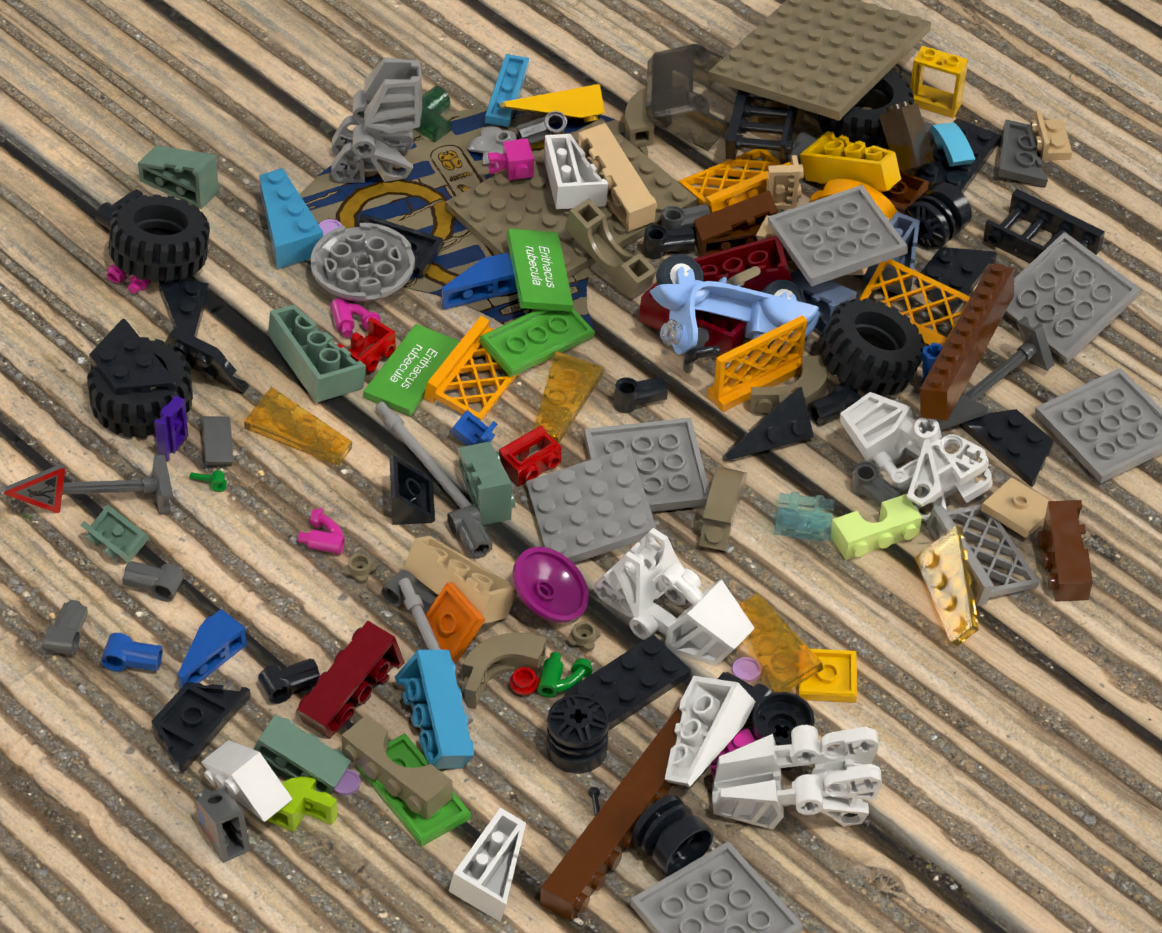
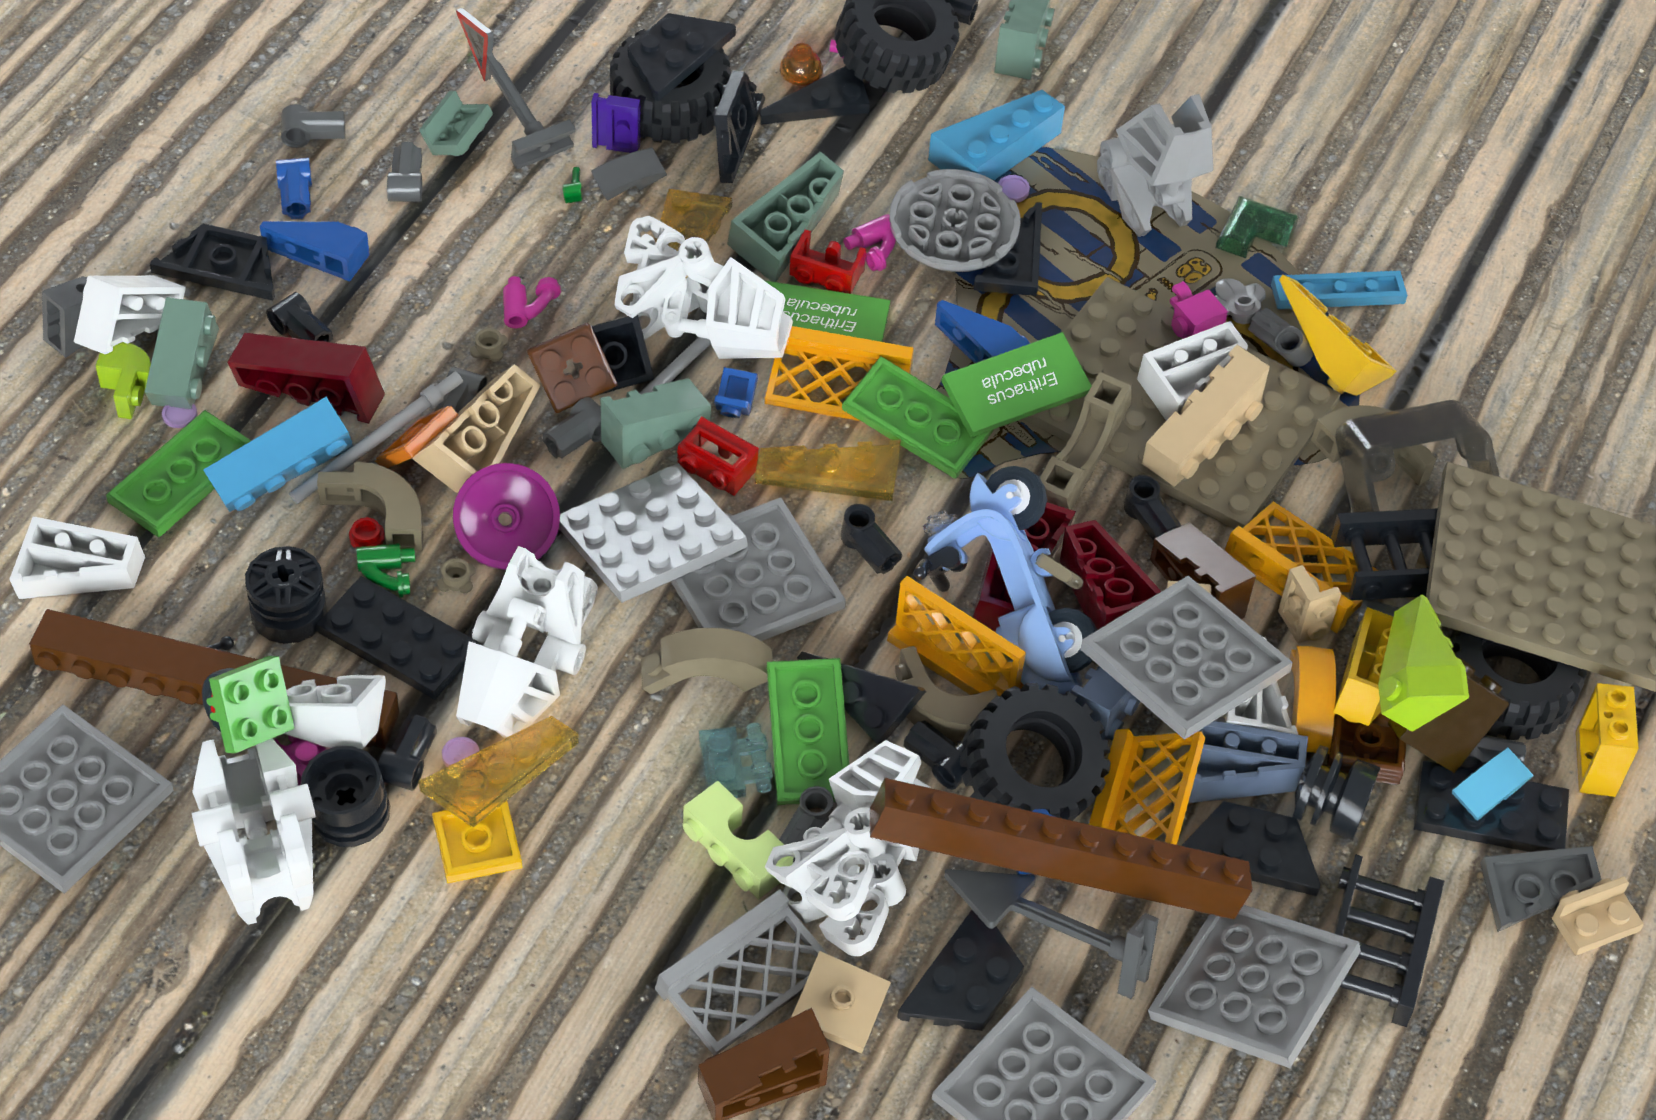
camera: 70 degrees right, 5 degrees up
(145, 312) = (801, 65): none -> clear orange brick
(417, 394) = (741, 308): none -> white piece
(422, 510) = (550, 360): none -> reddish brown brick
(422, 788) = (210, 409): dark tan arch -> none
(672, 834) = (152, 717): black wheel -> none
(678, 218) = (1190, 507): dark grey piece -> none
(709, 755) = (248, 703): none -> plate
(798, 465) = (806, 725): none -> bright green tile
(886, 126) = (1419, 668): none -> lime wedge
(948, 584) = (656, 941): clear yellow wing -> none

